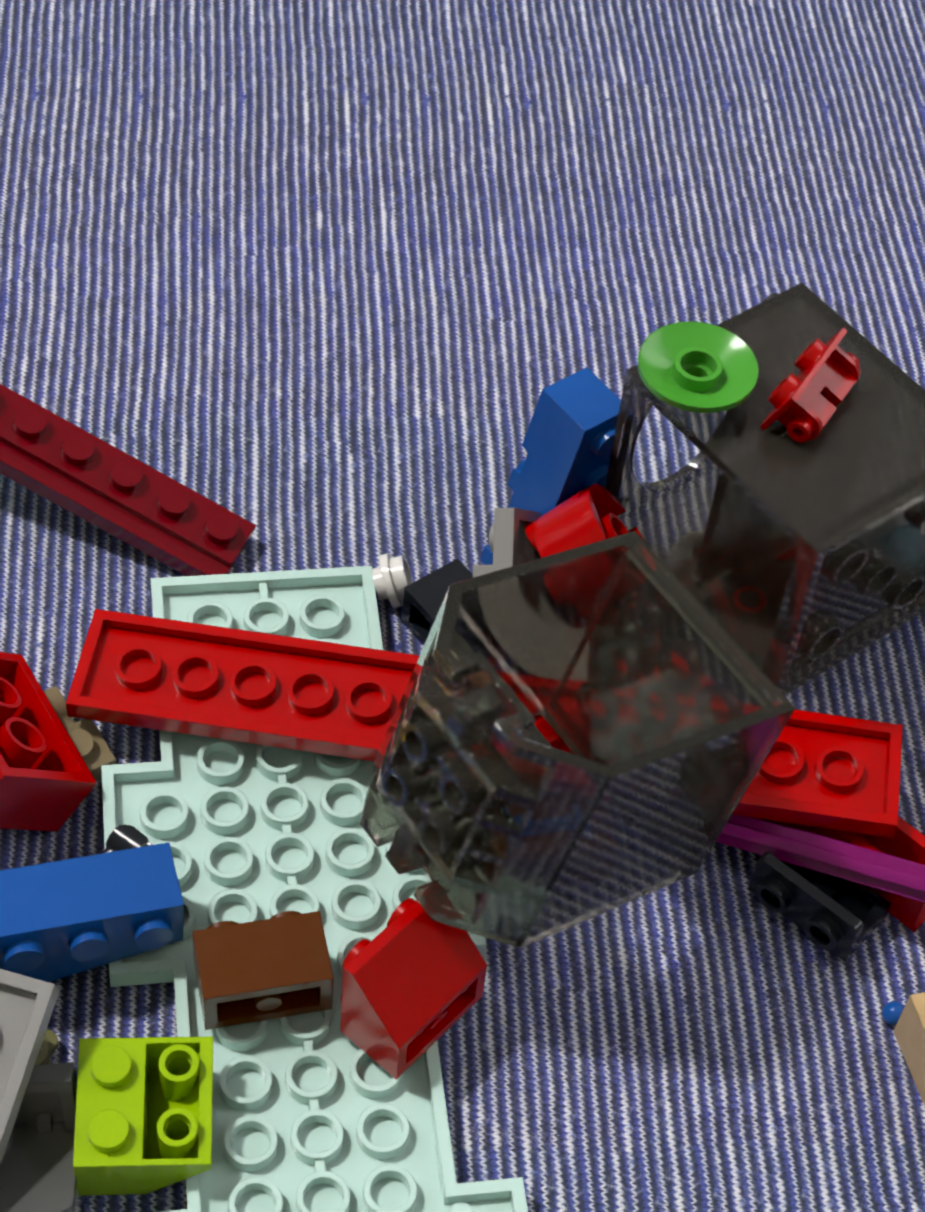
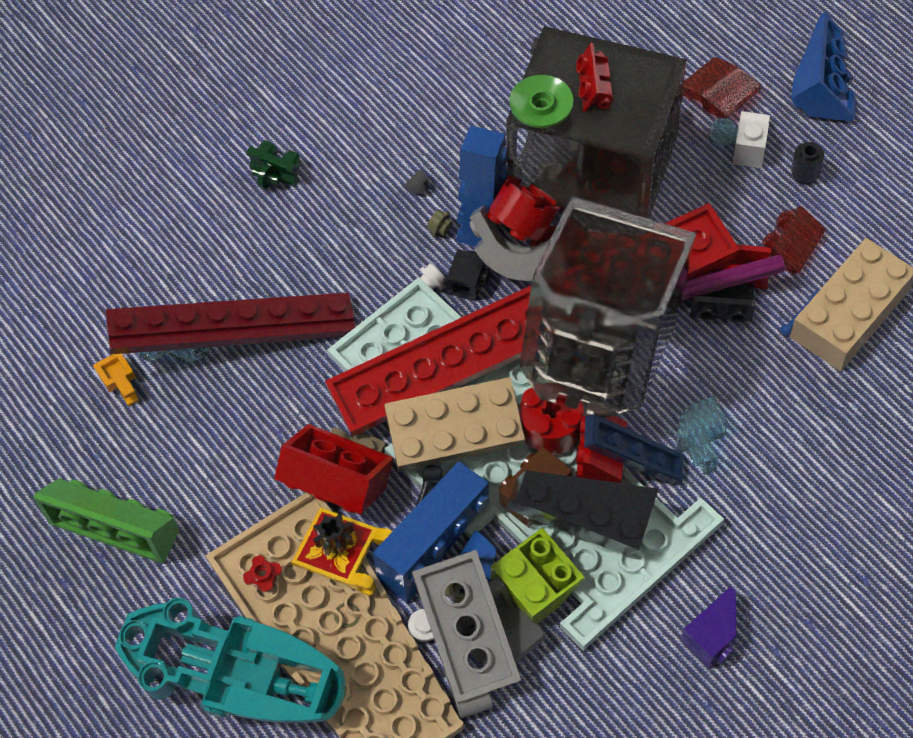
camera: 25 degrees left, 10 degrees up
(89, 1008) = (485, 551): none -> blue helmet
(218, 789) = (454, 424): none -> tan brick
(300, 306) = (272, 168): none -> dark green hips
(305, 1056) = (588, 508): none -> black wedge
(358, 884) = (549, 424): none -> red brick
(460, 1015) = (633, 449): none -> dark blue tile
(471, 516) = (440, 223): none -> olive plate
(489, 446) = (418, 183): none -> dark grey hinge
(612, 1062) = (697, 429): none -> clear light blue brick

